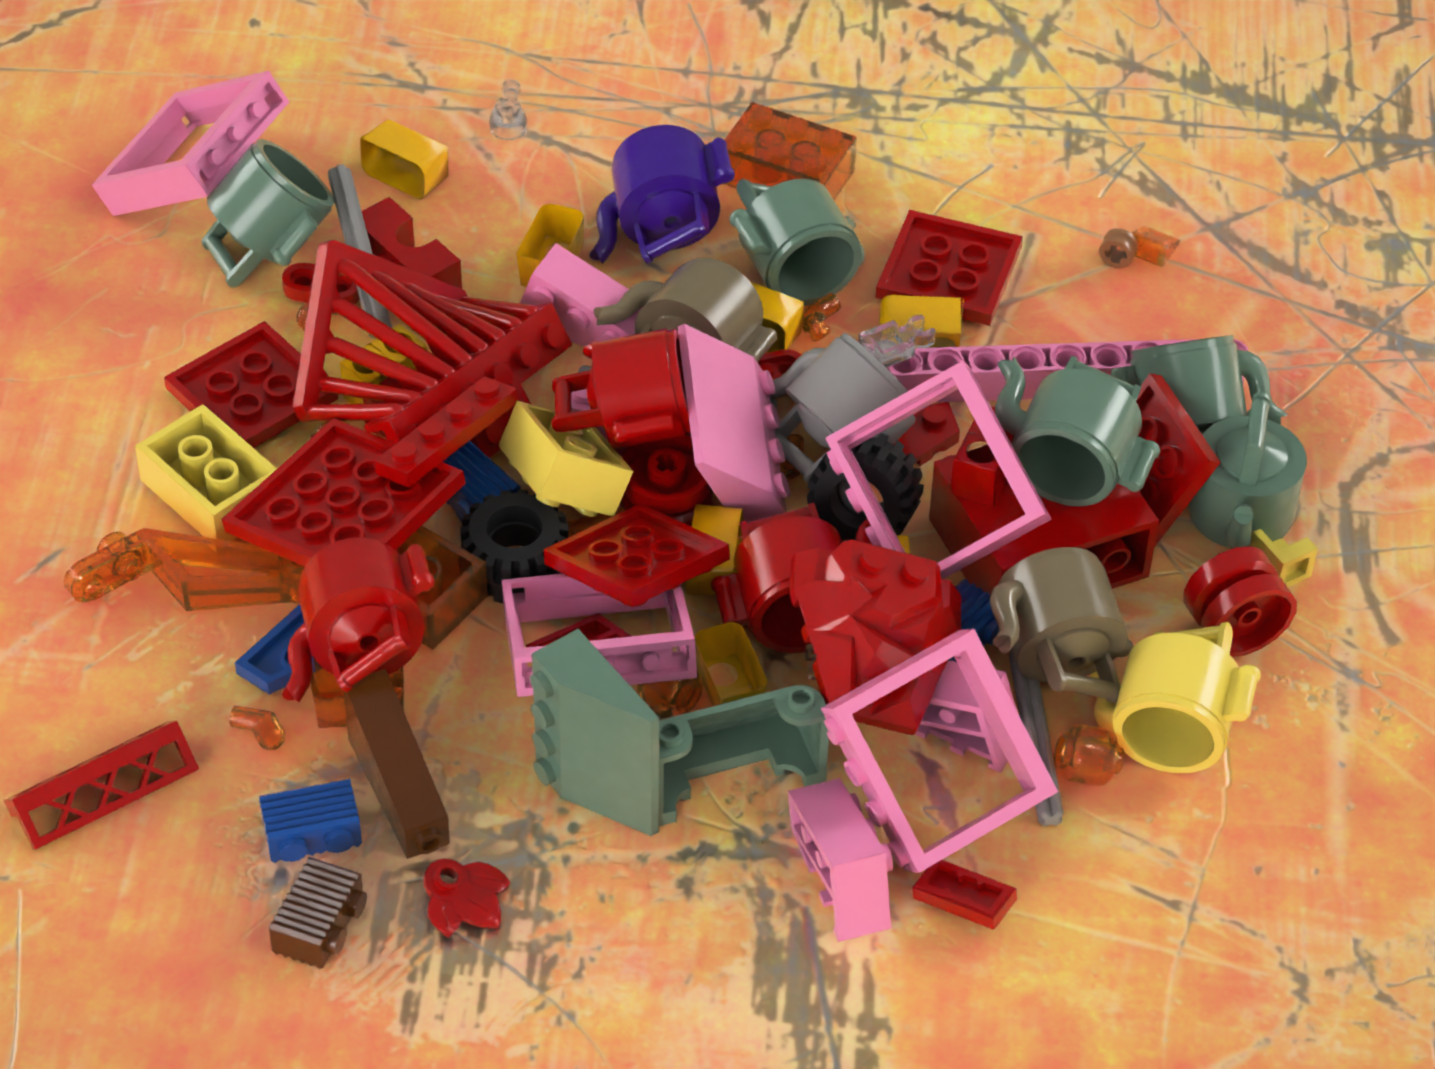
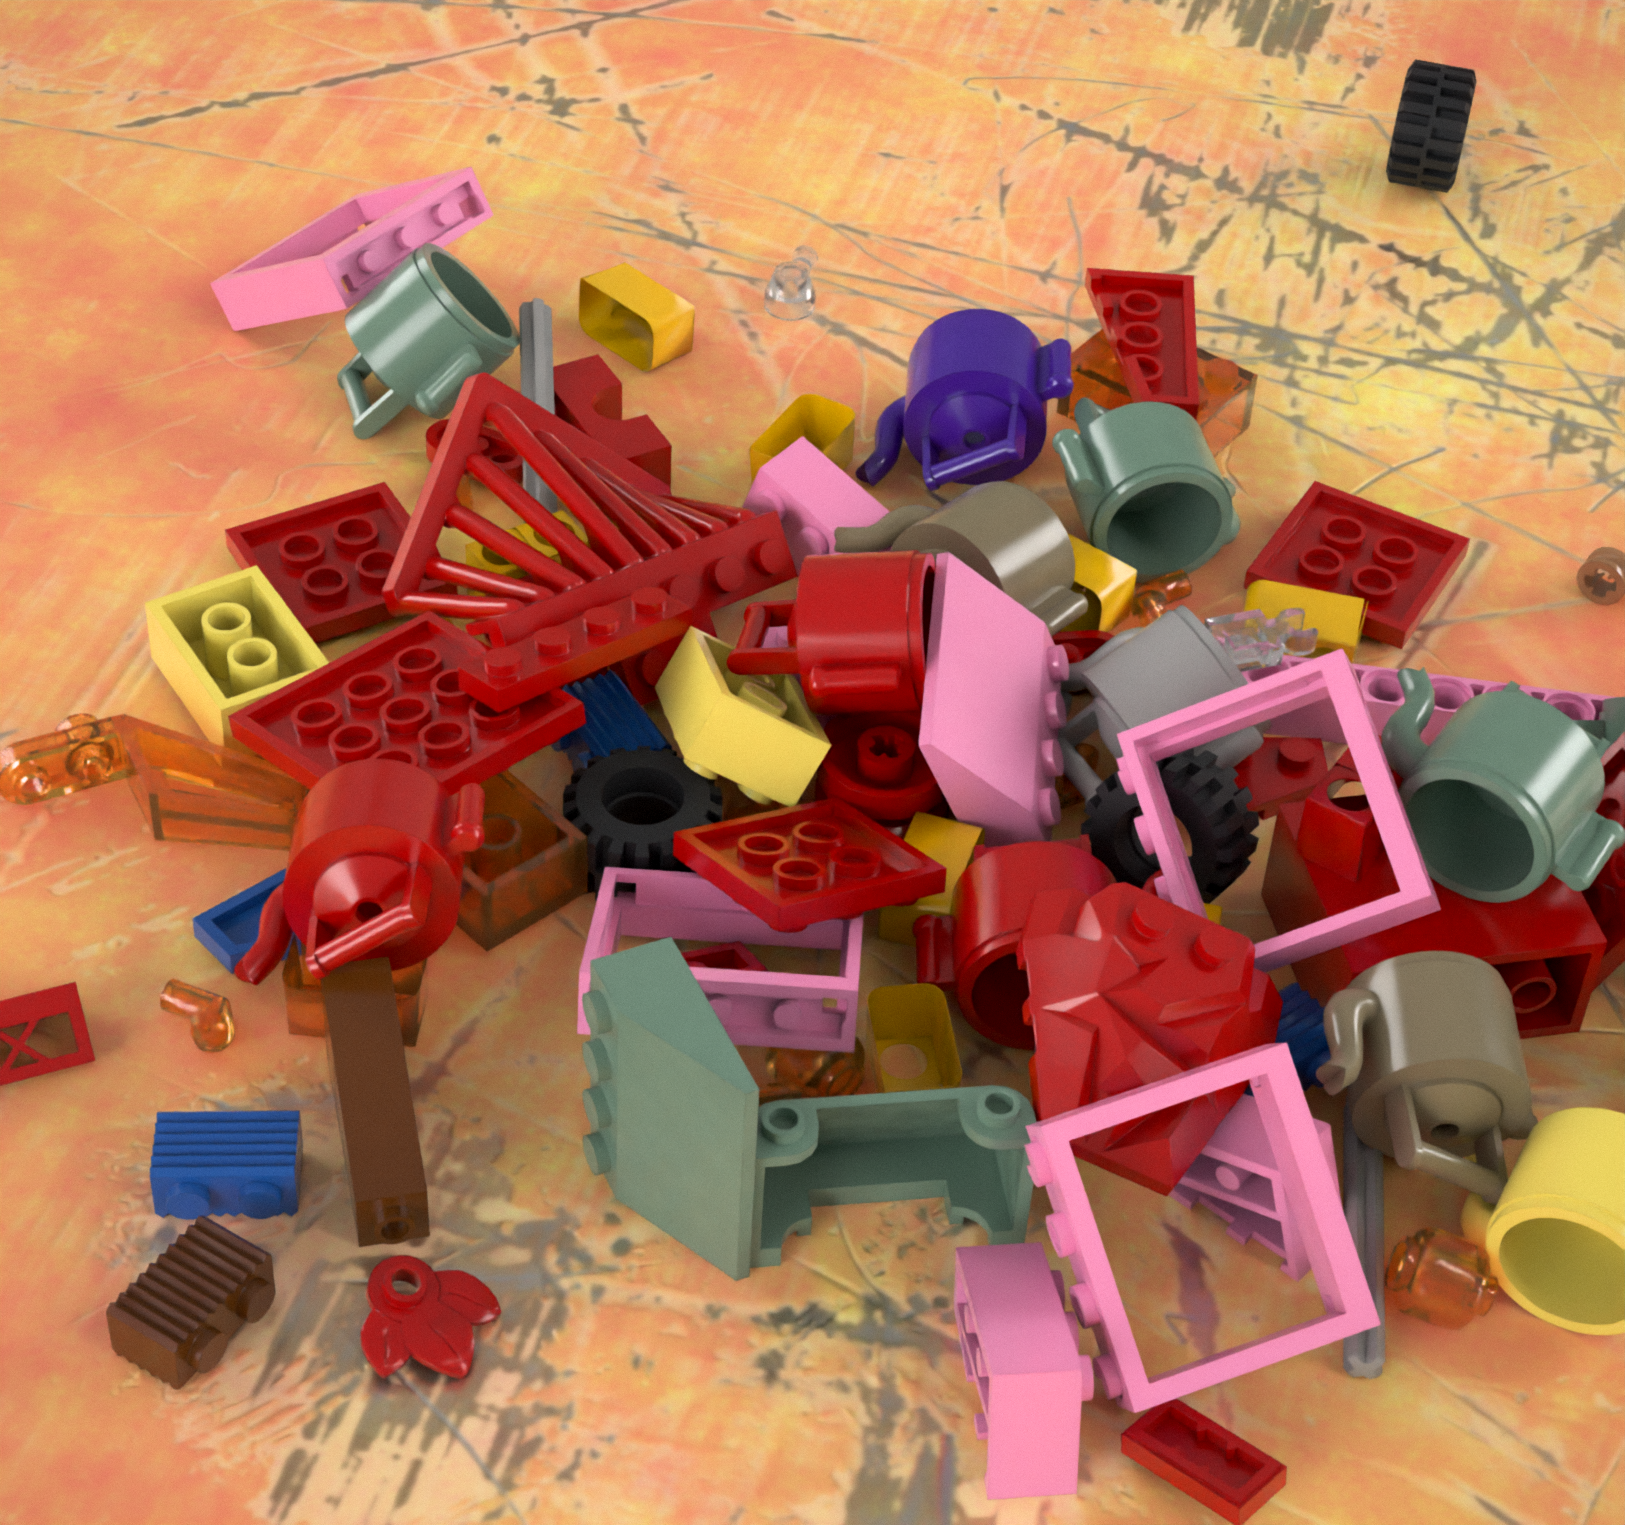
camera: 10 degrees right, 5 degrees down
(778, 120) = (1150, 332): none -> red wing

